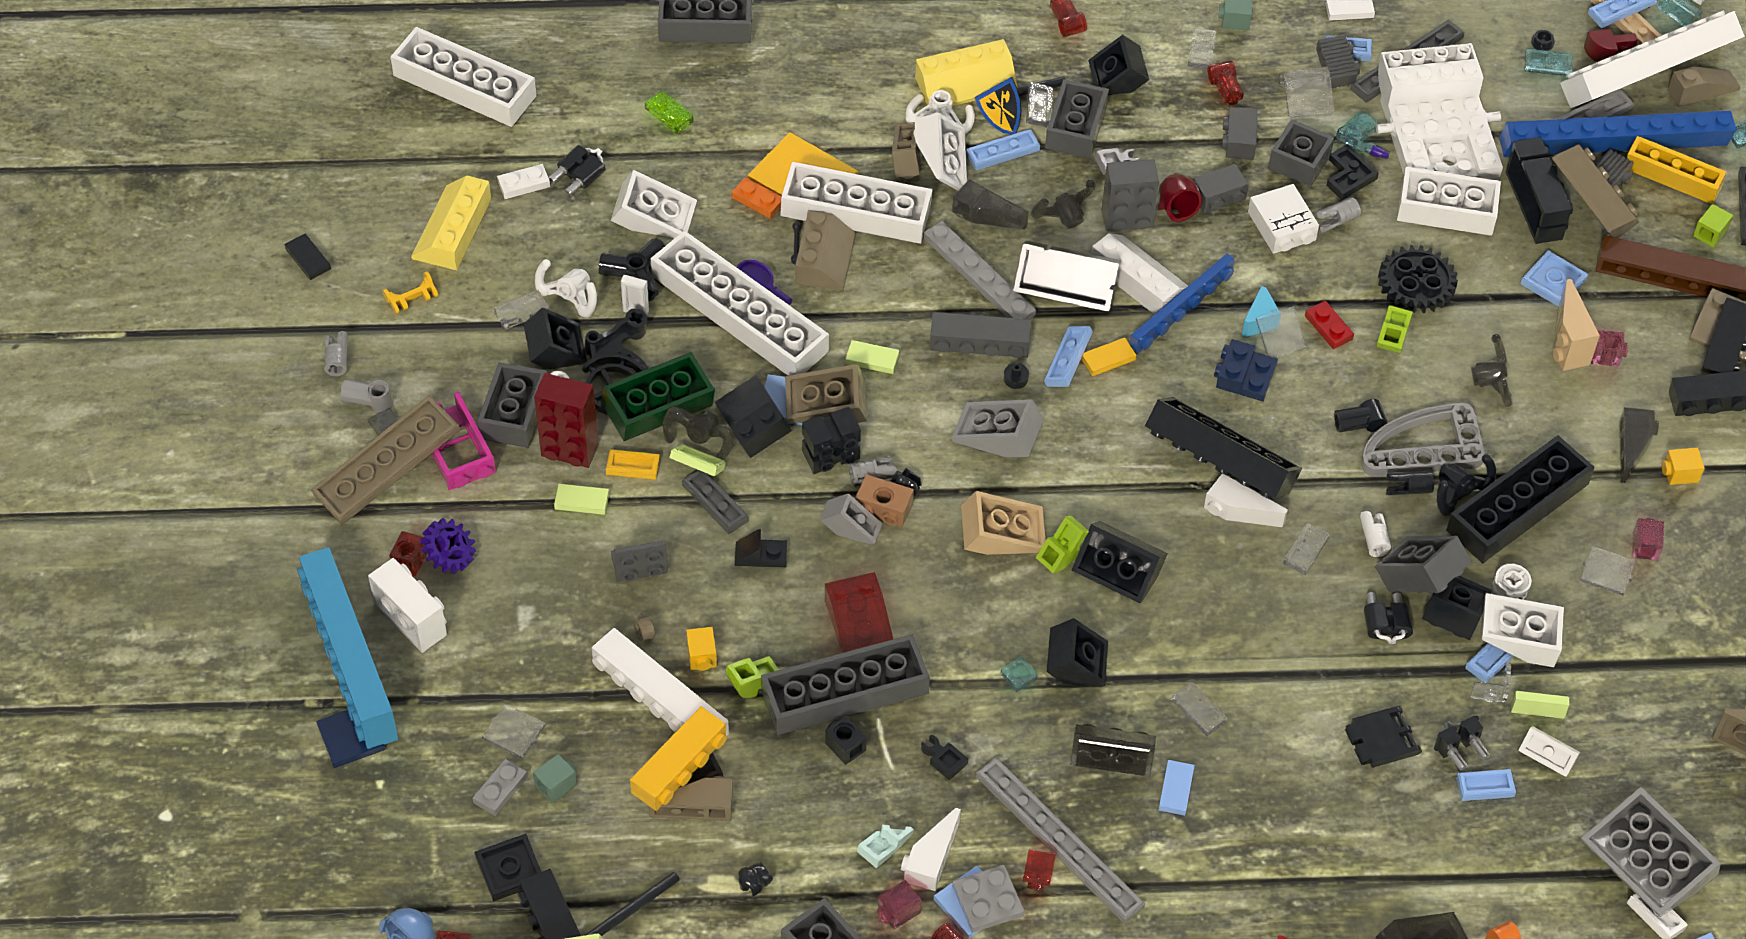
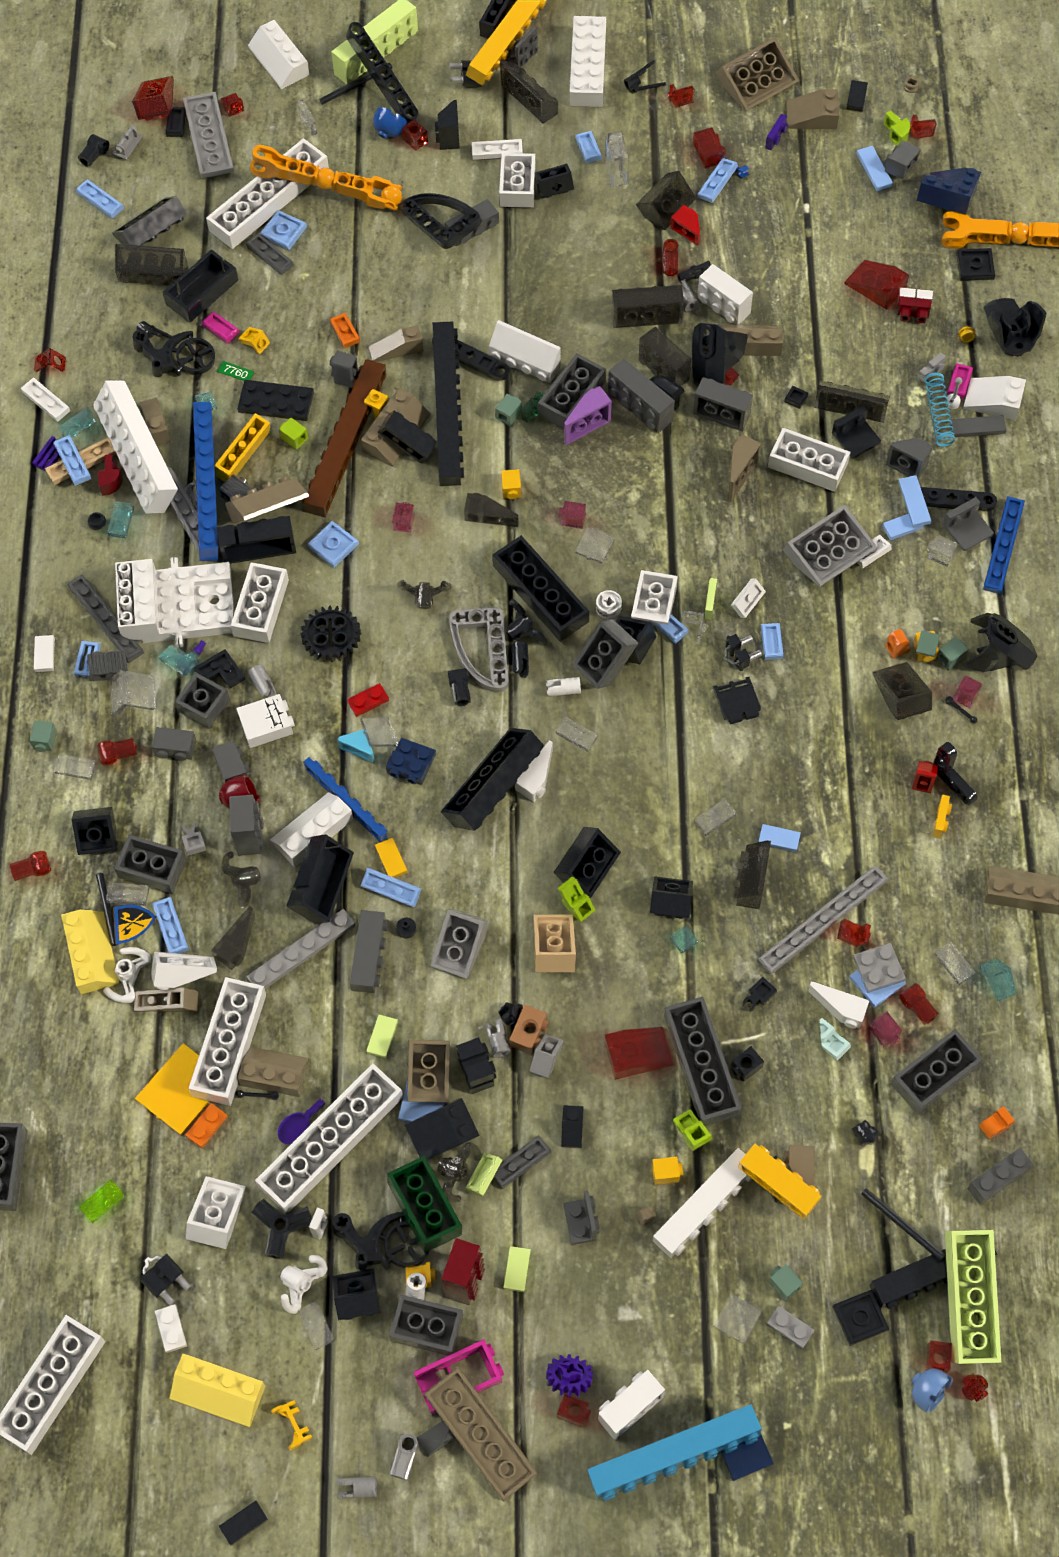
camera: 85 degrees left, 10 degrees up
(632, 464) = (483, 1227): yellow tile -> none
(1387, 620) = (639, 686): black piece -> none
(1394, 329) = (385, 656): lime brick -> none
(1574, 331) = (389, 535): tan slope -> none

